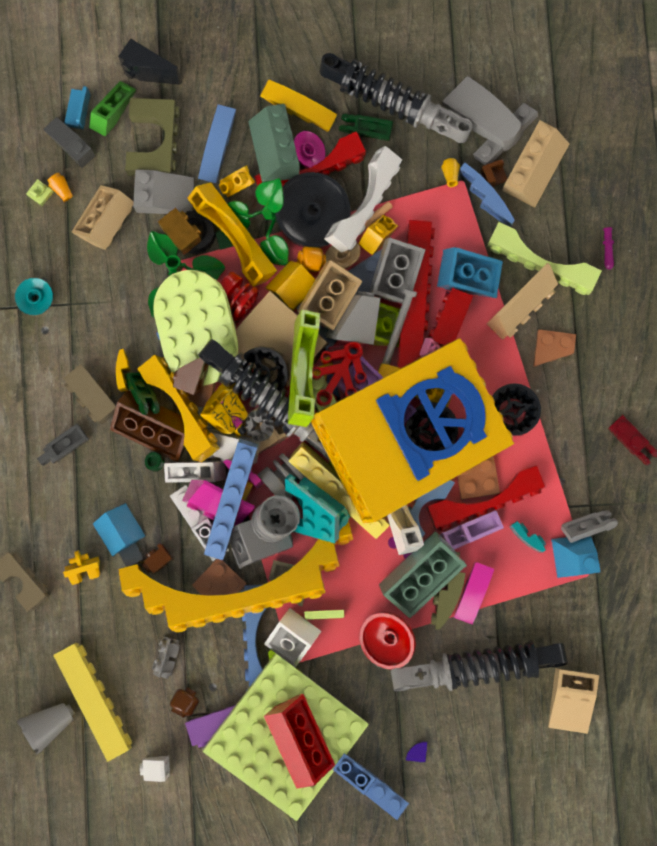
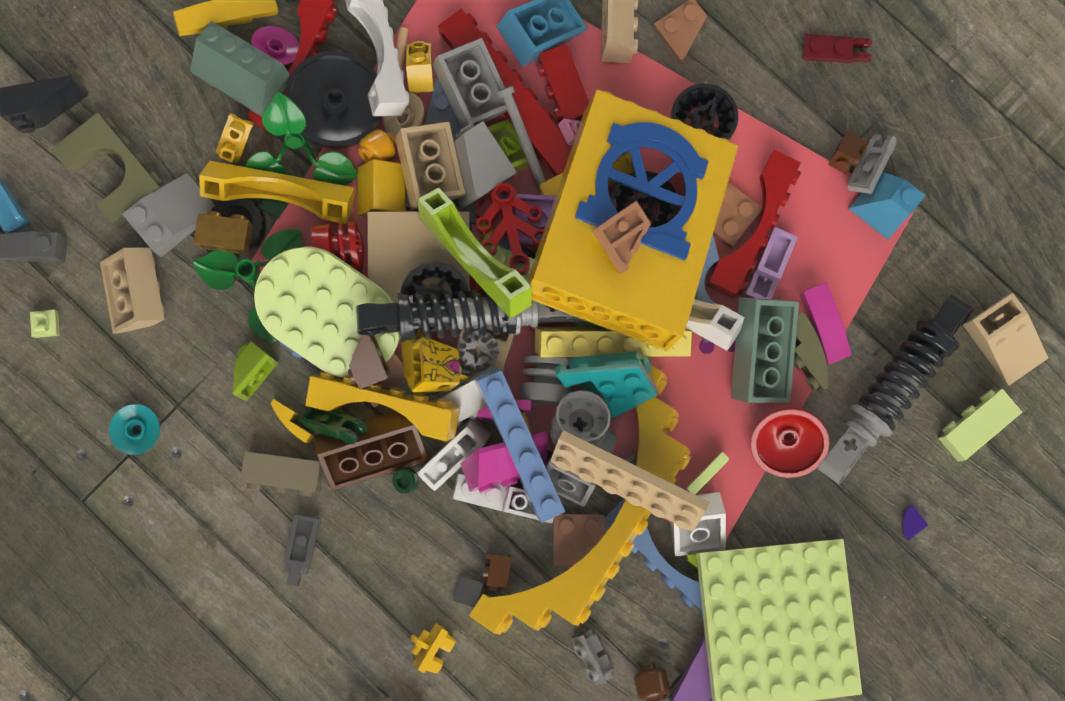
camera: 45 degrees left, 0 degrees up
(60, 187) = (58, 298): light orange cone -> none
(110, 109) = (40, 177): bright green slope -> none
(118, 529) = (431, 578): dark azure slope -> none
(126, 321) = (251, 369): none -> lime slope
(217, 143) = (179, 119): medium blue slope -> none
(270, 574) = (628, 481): none -> tan plate
(299, 741) = (799, 615): red slope -> none
(371, 786) = (900, 595): medium blue slope -> none
(392, 433) = (622, 235): none -> nougat wing
(509, 733) = (979, 424): none -> yellowish green brick
(534, 542) = (835, 225): teal slope -> none
(581, 506) = (848, 152): none -> reddish brown brick

